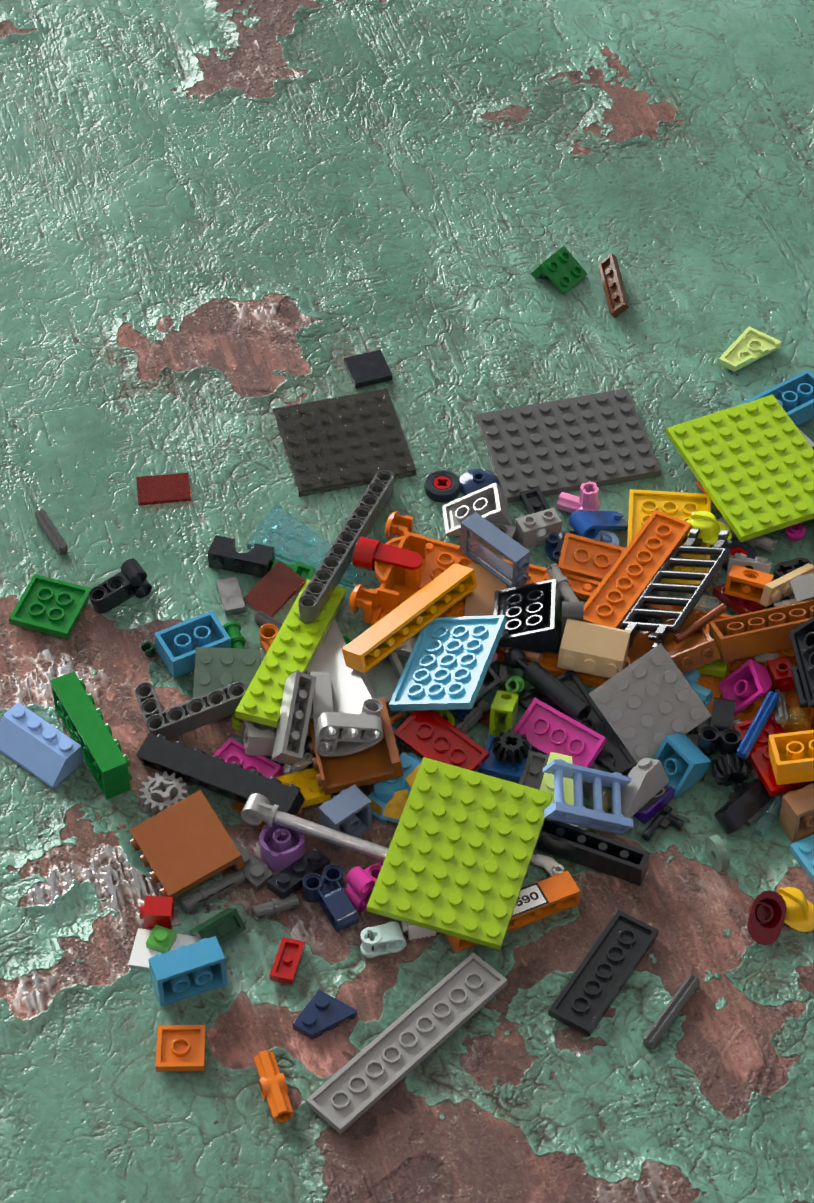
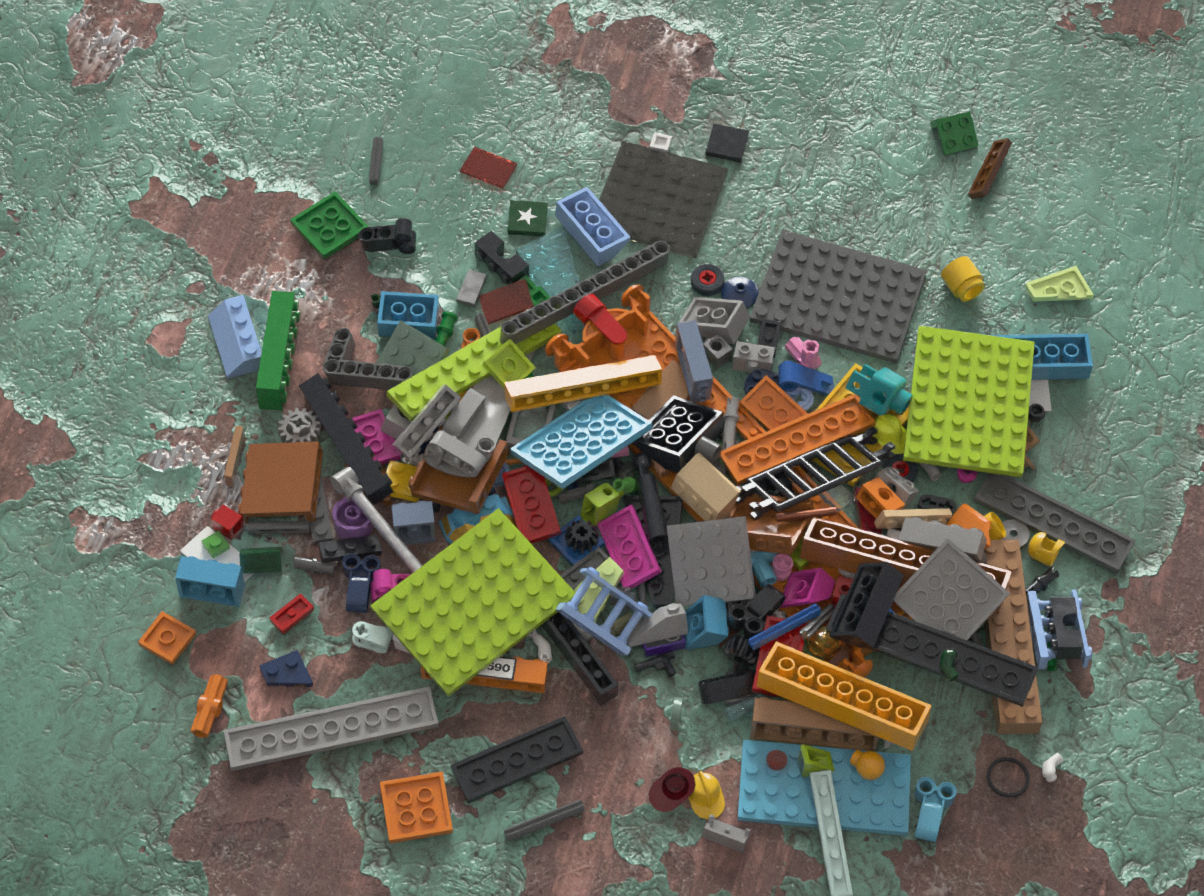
camera: 30 degrees right, 10 degrees up
(118, 850) = (234, 456): none -> medium nougat tile
(235, 513) = (527, 218): none -> dark green tile
(304, 489) = (591, 225): none -> light blue slope
(309, 394) = (661, 142): none -> white plate
(327, 636) = (508, 364): none -> lime plate
(545, 1066) = (416, 807): none -> orange plate
(666, 378) = (963, 279): none -> yellow piece
(669, 493) = (881, 391): none -> teal piece
(709, 678) = (782, 566): none -> bright pink wheel

